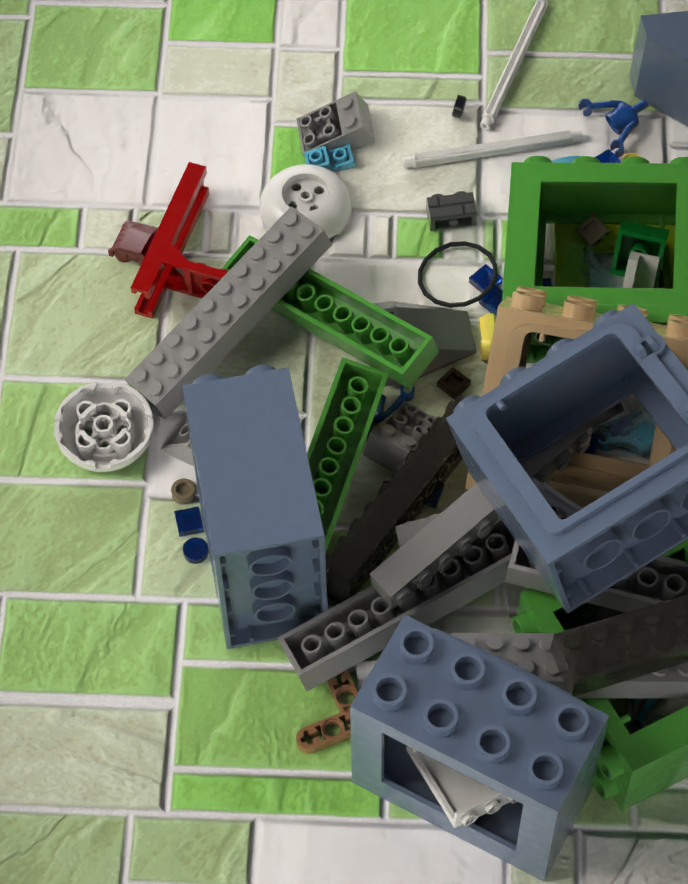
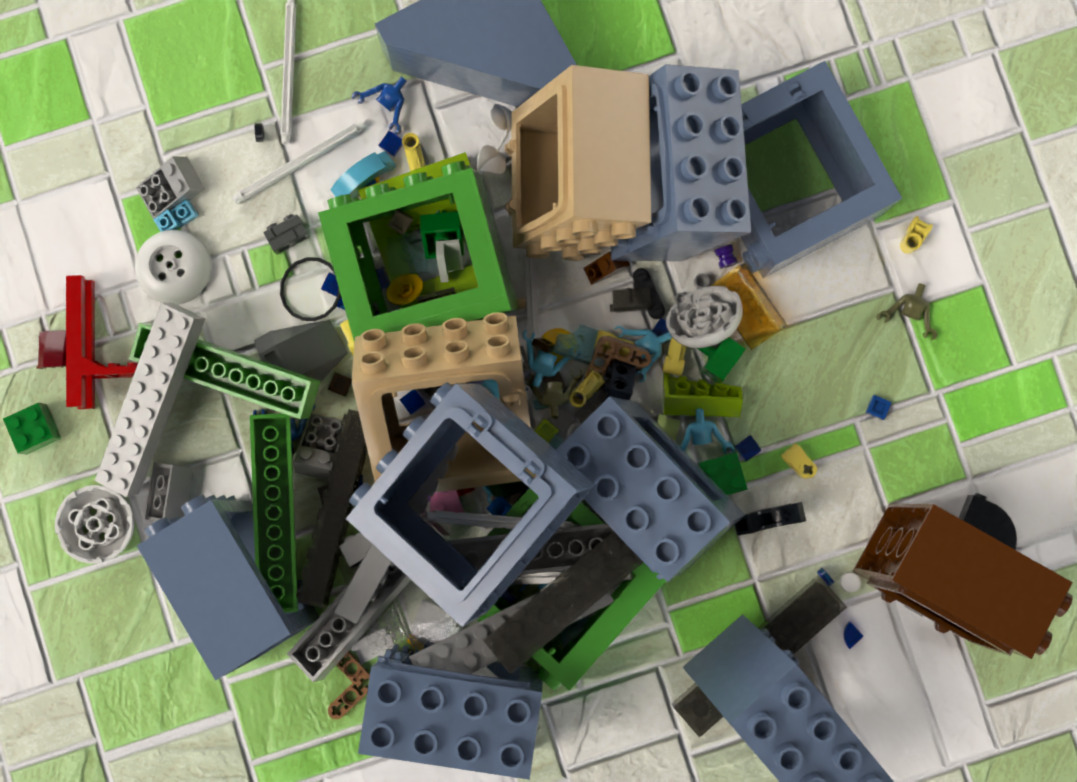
camera: 15 degrees left, 25 degrees up
(74, 309) = (32, 428): none -> green brick

